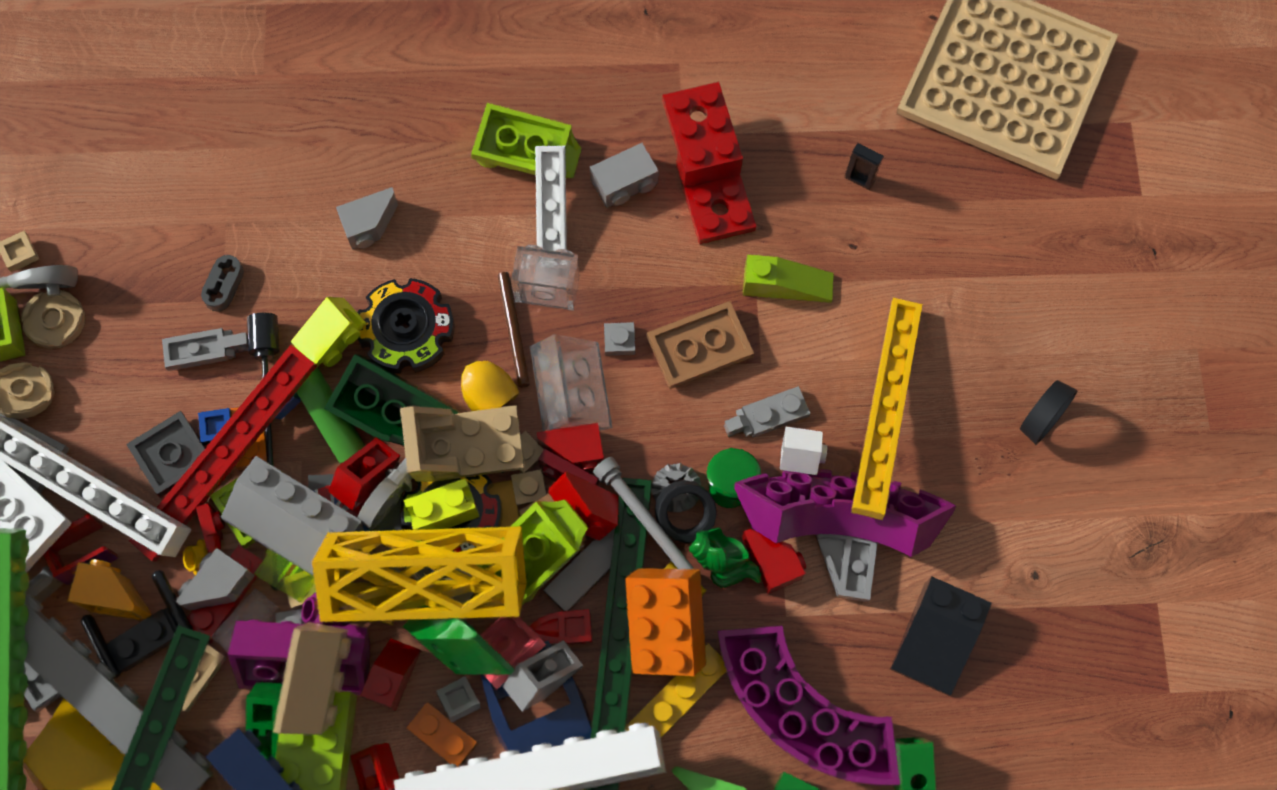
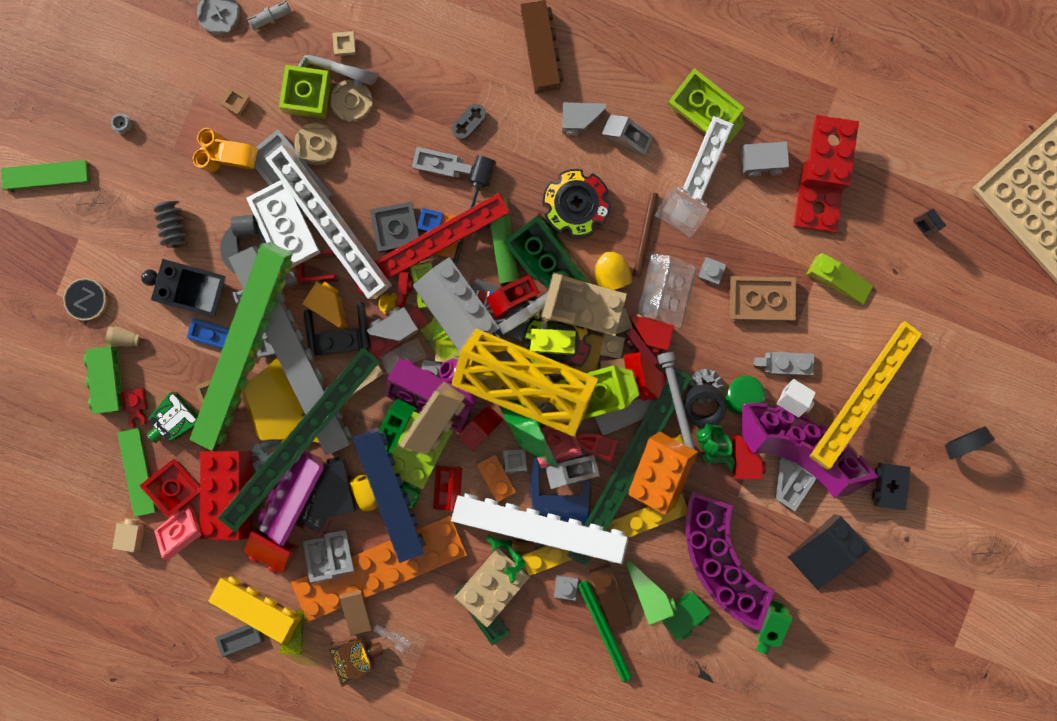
camera: 30 degrees right, 15 degrees up
(281, 156) = (540, 46): none -> reddish brown brick
(329, 331) = (526, 189): neon yellow brick -> none
(436, 214) = (627, 134): none -> light grey slope
(981, 496) = (891, 497): none -> black brick

